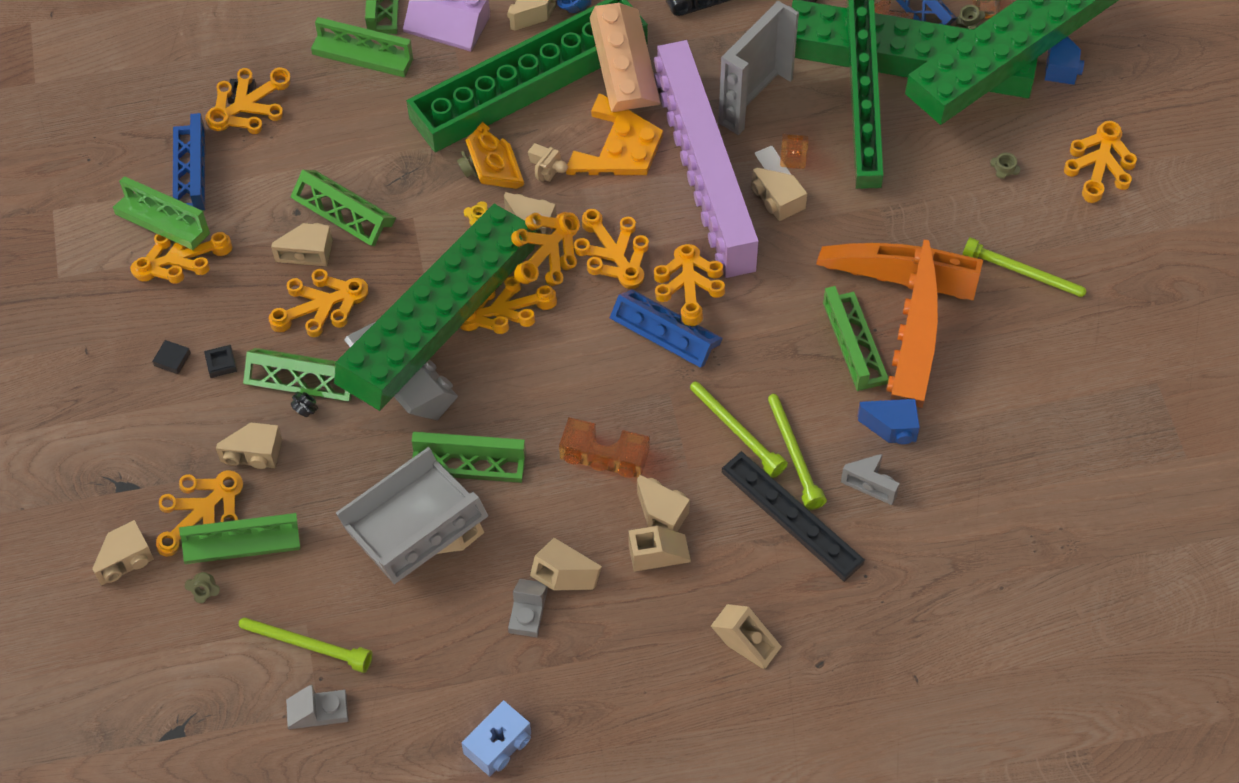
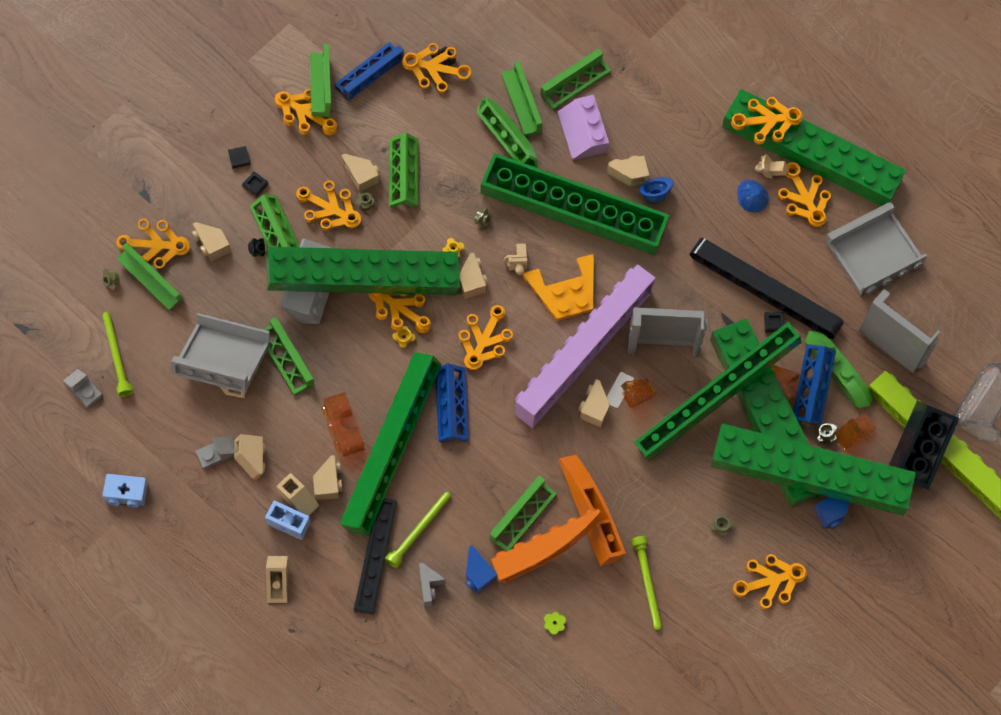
camera: 50 degrees right, 10 degrees up
(121, 553) = (102, 224): tan slope -> none
(344, 269) = (365, 204): none -> olive plate
(384, 81) = (506, 132): none -> bright green brick
(493, 159) = (496, 228): light orange tile -> none
(544, 318) = (403, 332): none -> yellow plate
(565, 226) = (452, 302): light orange plant -> none
(624, 57) = (620, 251): light nougat slope -> none
(671, 414) = (390, 444): none -> green brick
(682, 575) = (287, 520): none -> light blue brick
(687, 257) = (490, 394): light orange plant -> none
(773, 463) = (400, 523): lime piece -> none
(1008, 385) = (554, 617): none -> lime plant

